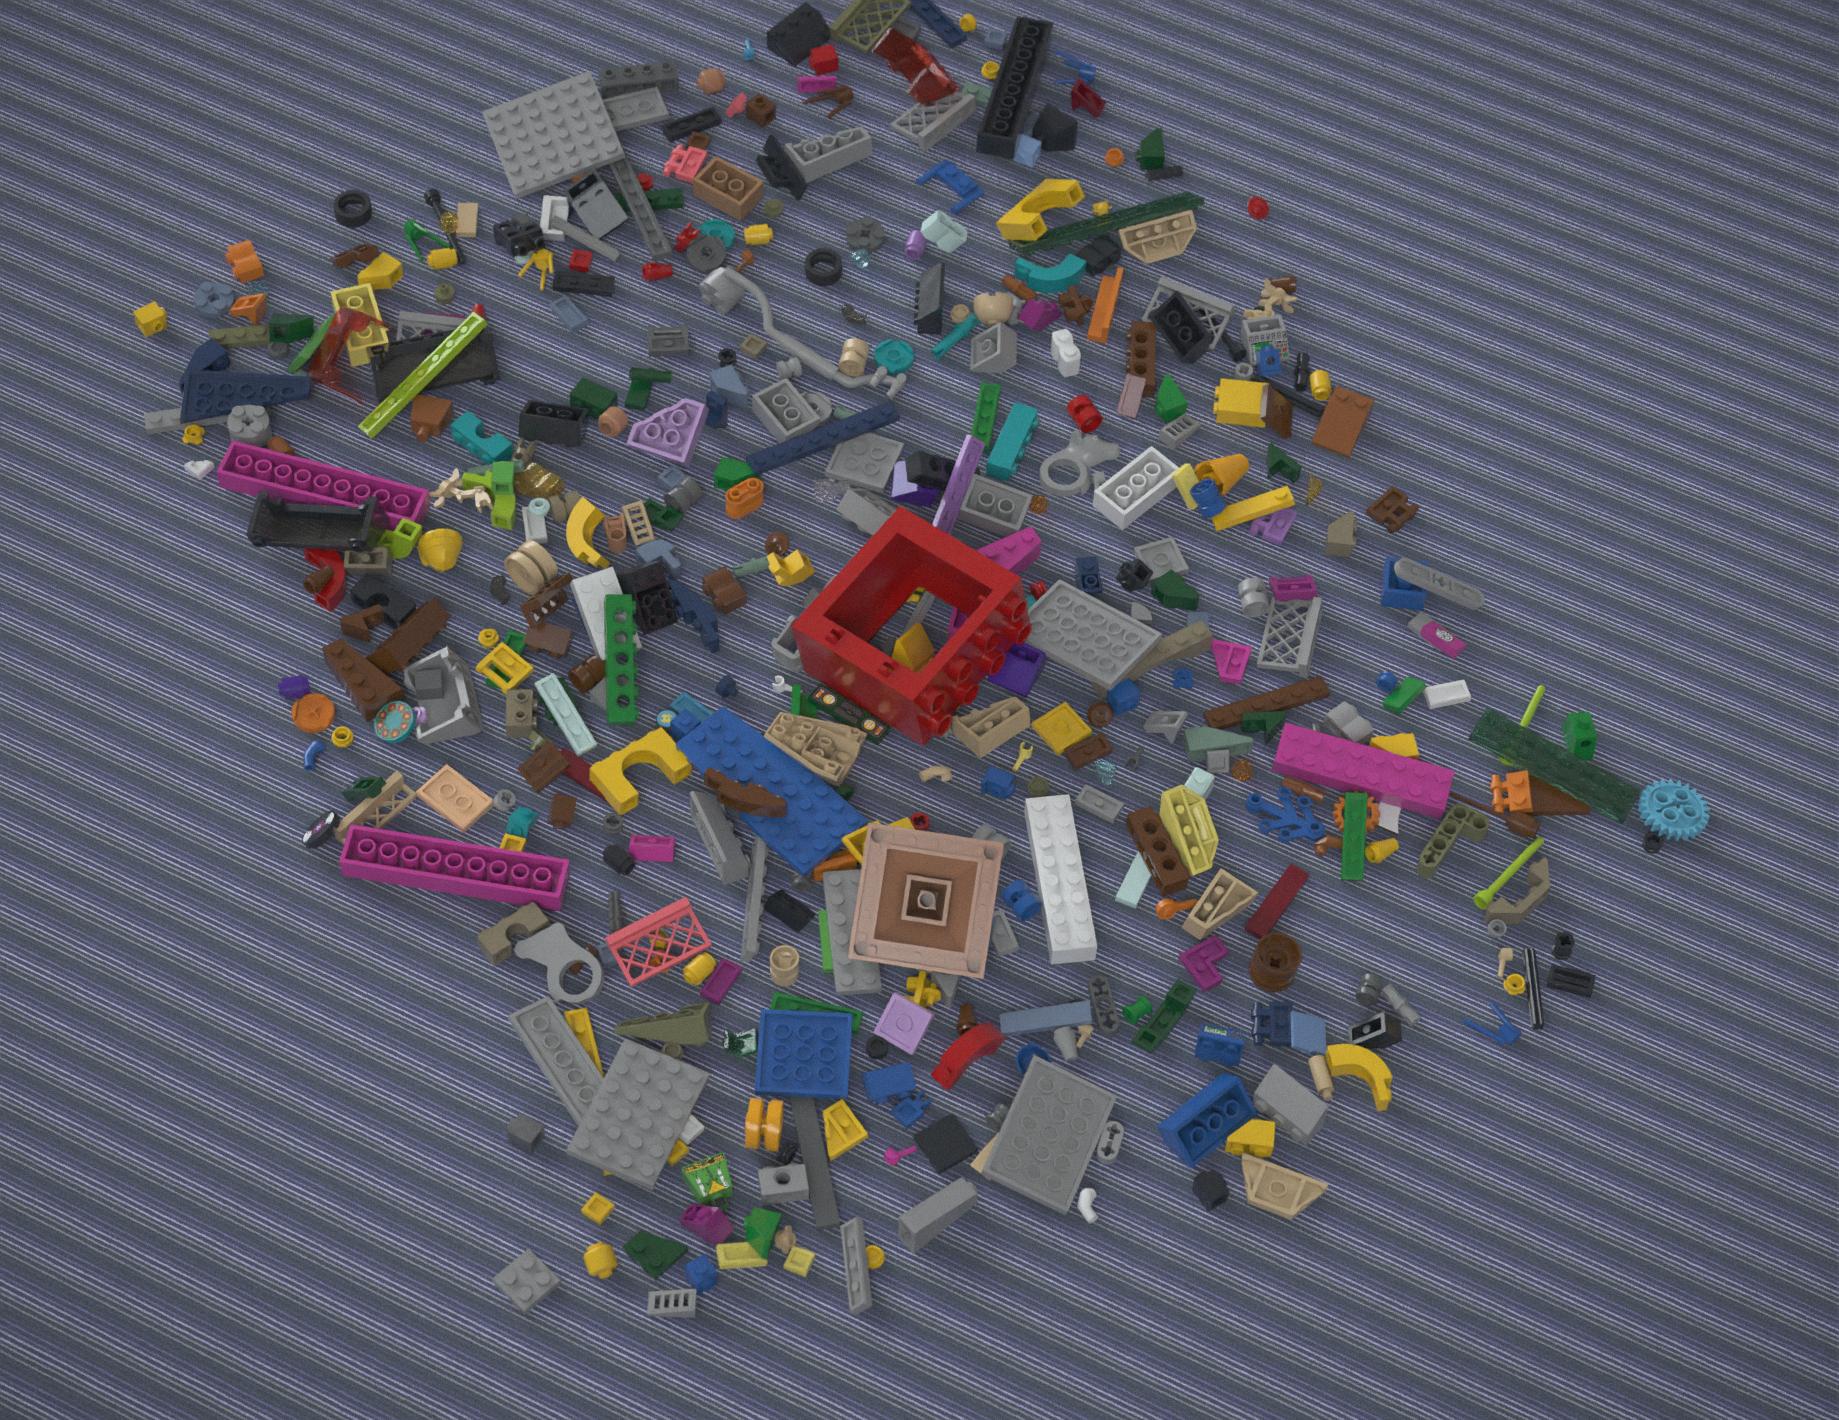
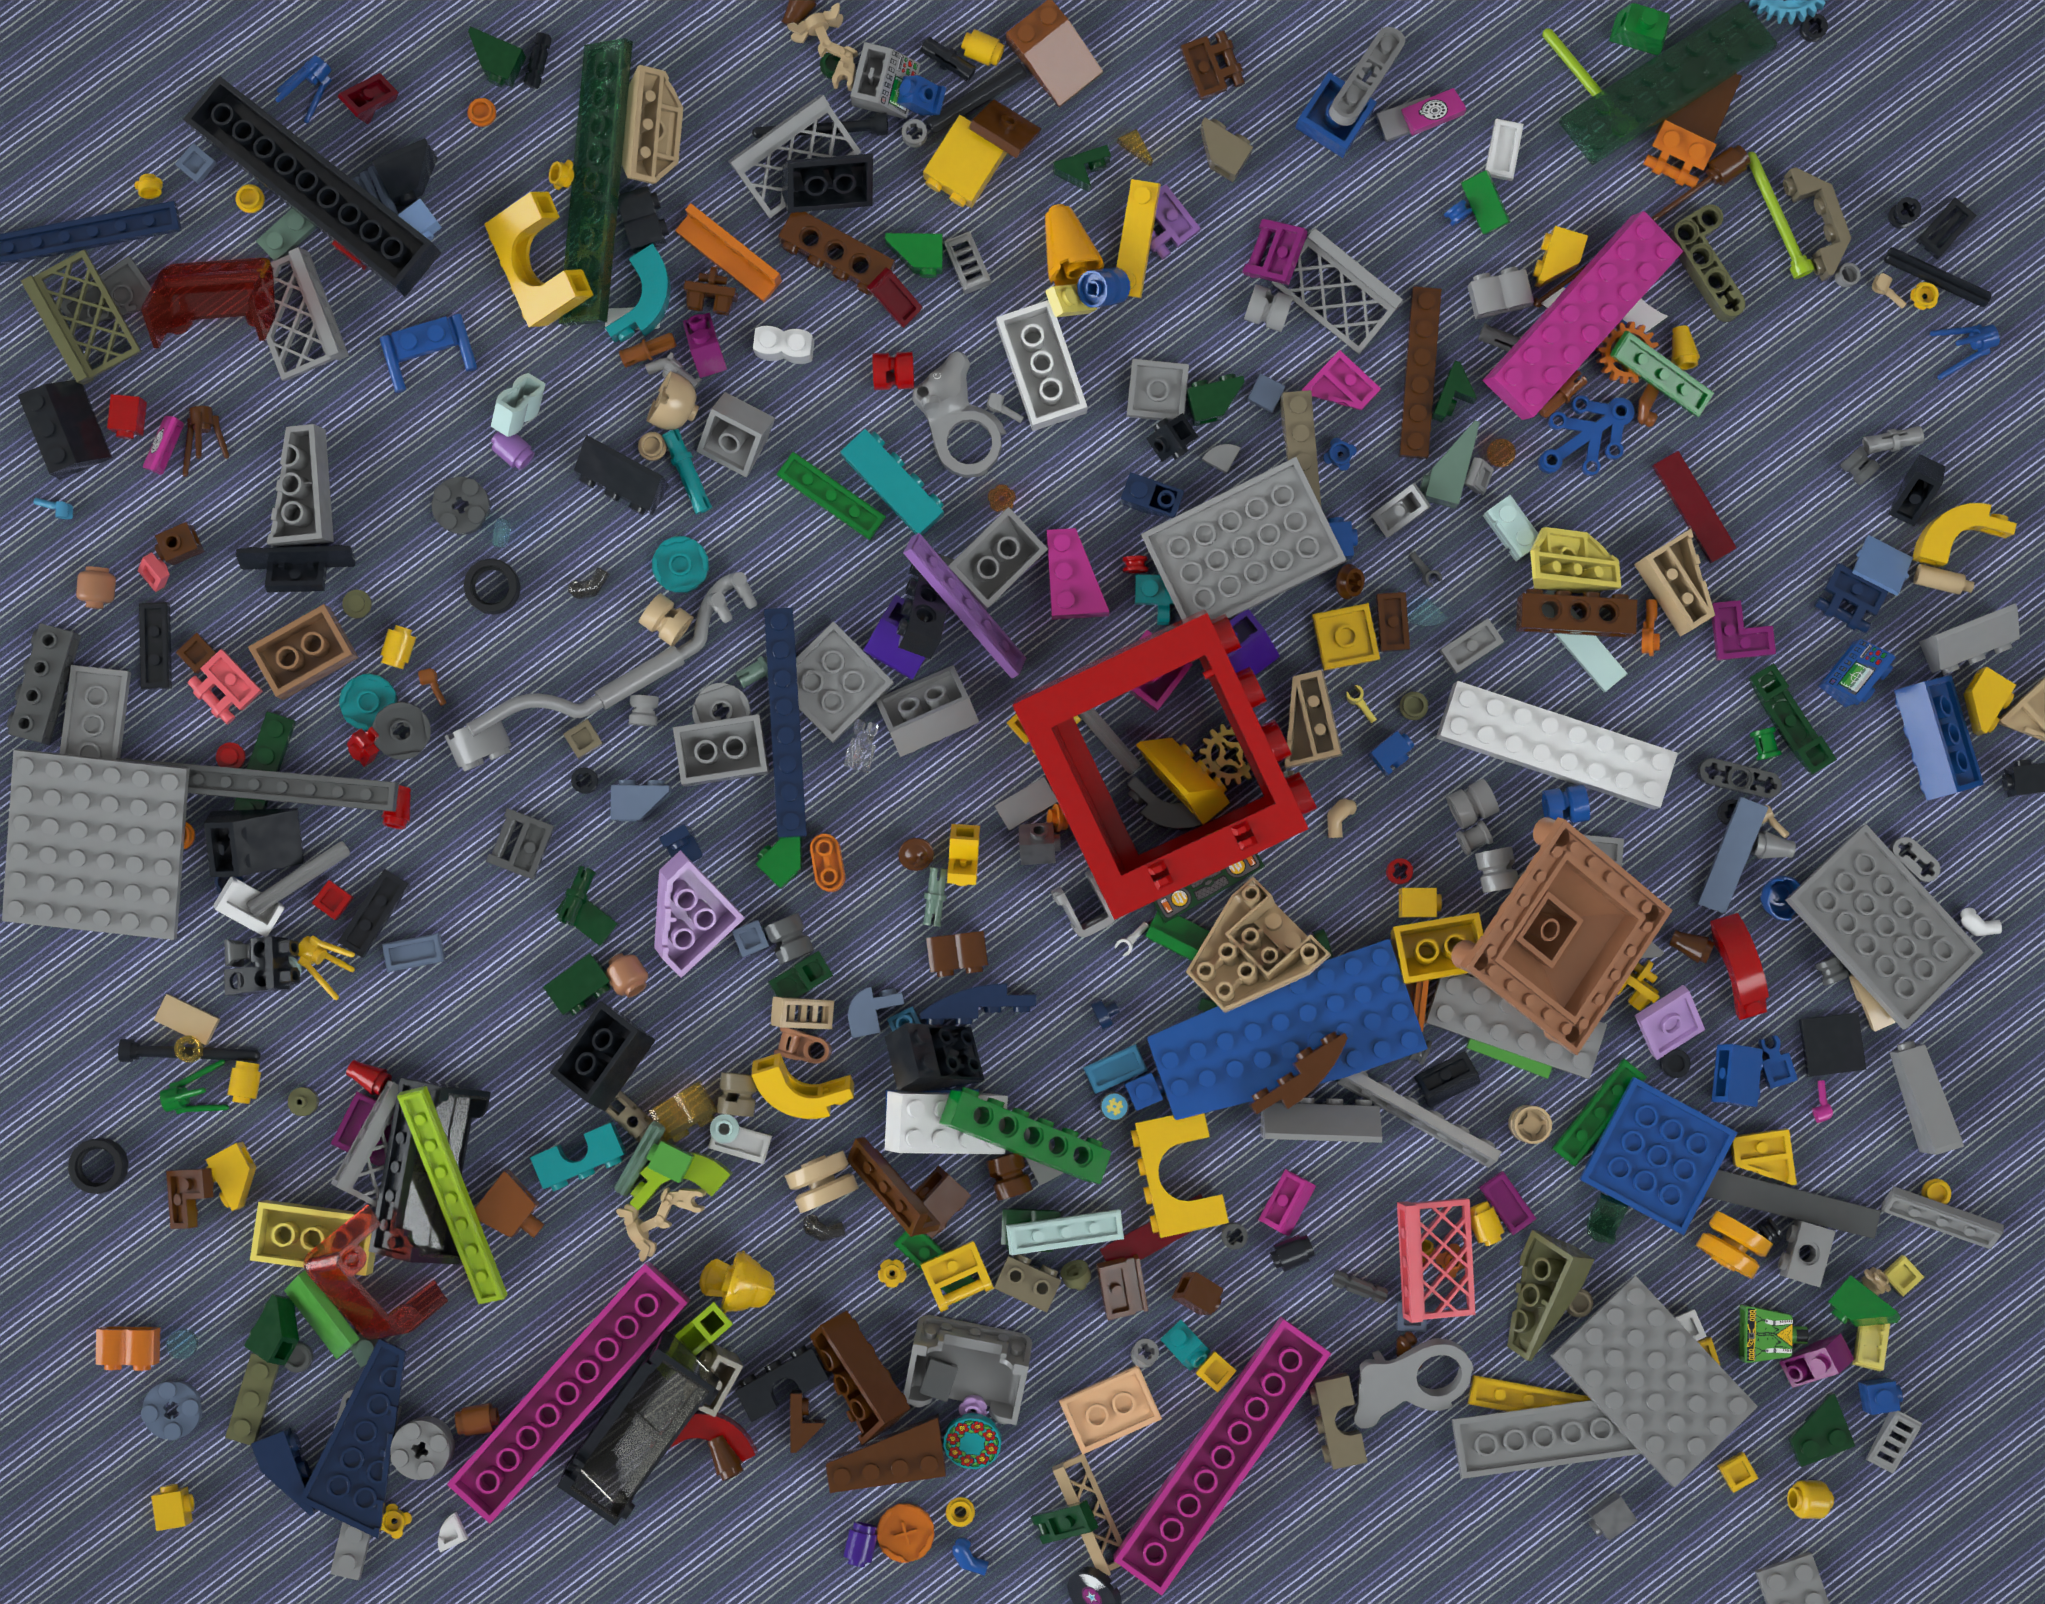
camera: 65 degrees left, 30 degrees up
(251, 306) = (213, 1372): orange slope -> none
(1275, 962) = (1796, 545): reddish brown wheel -> none

